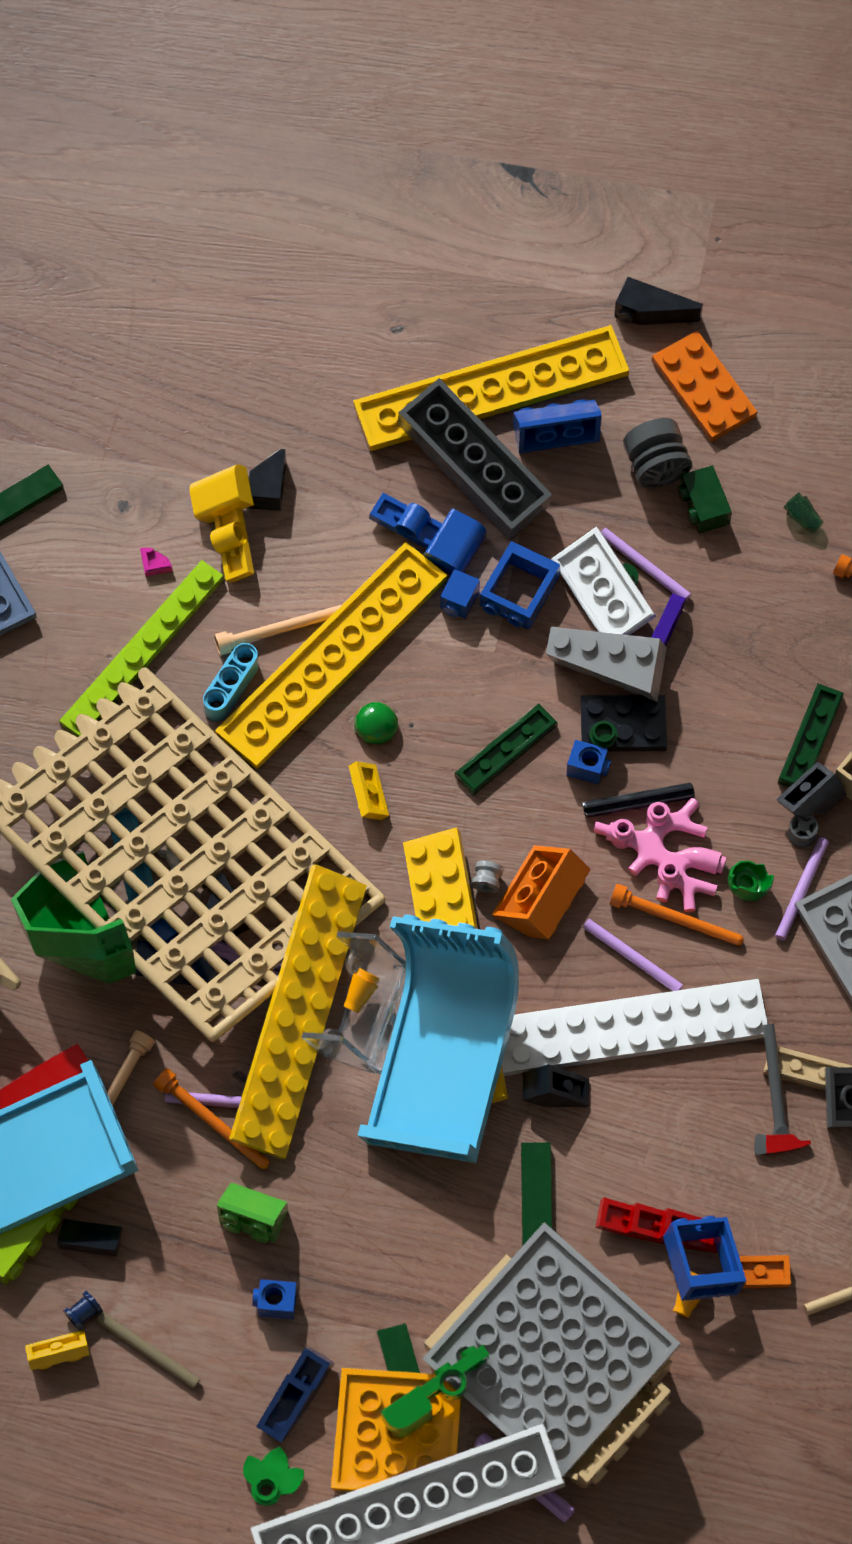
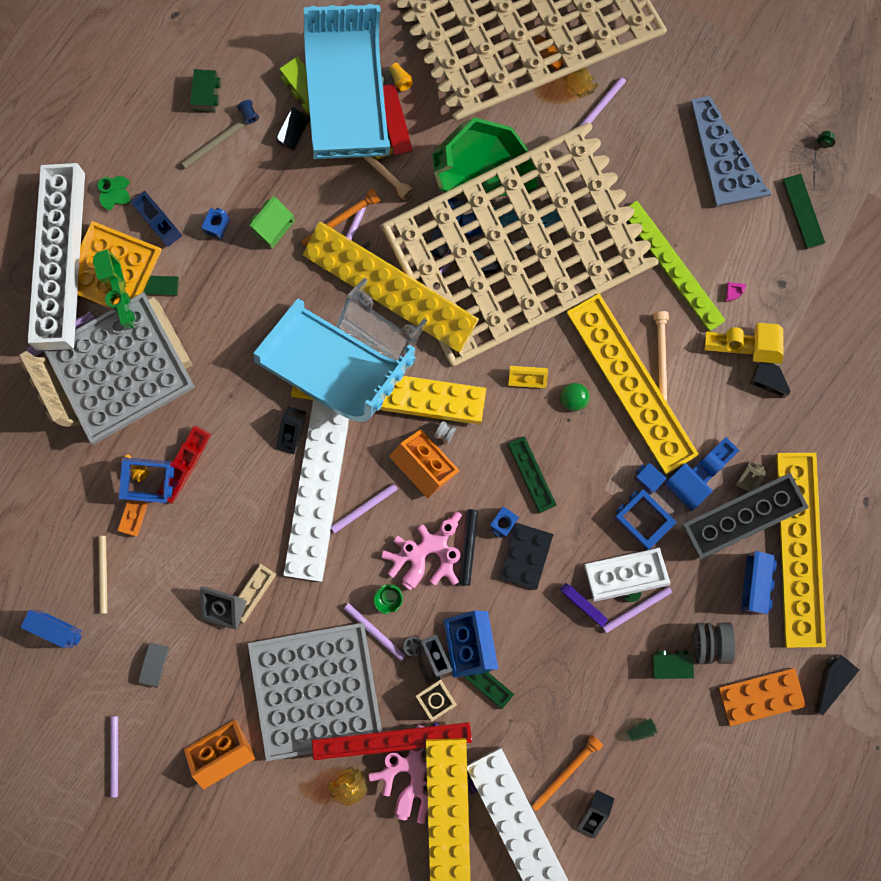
camera: 110 degrees right, 15 degrees up
(57, 1350) = (229, 91): yellow plate -> none
(67, 1386) = (204, 90): none -> dark green brick
(230, 694) = (632, 322): medium azure beam -> none
(360, 990) = (393, 330): light orange cone -> none
(414, 470) = (751, 477): none -> dark tan bracket
(535, 1187) = (227, 396): dark green tile -> none
(603, 734) = (517, 537): dark green plate -> none
(613, 658) = (566, 562): light grey wedge -> none
(624, 898) = (404, 514): orange piece -> none
(772, 753) = (470, 644): none -> blue slope
(781, 1140) = (213, 559): dark grey piece -> none

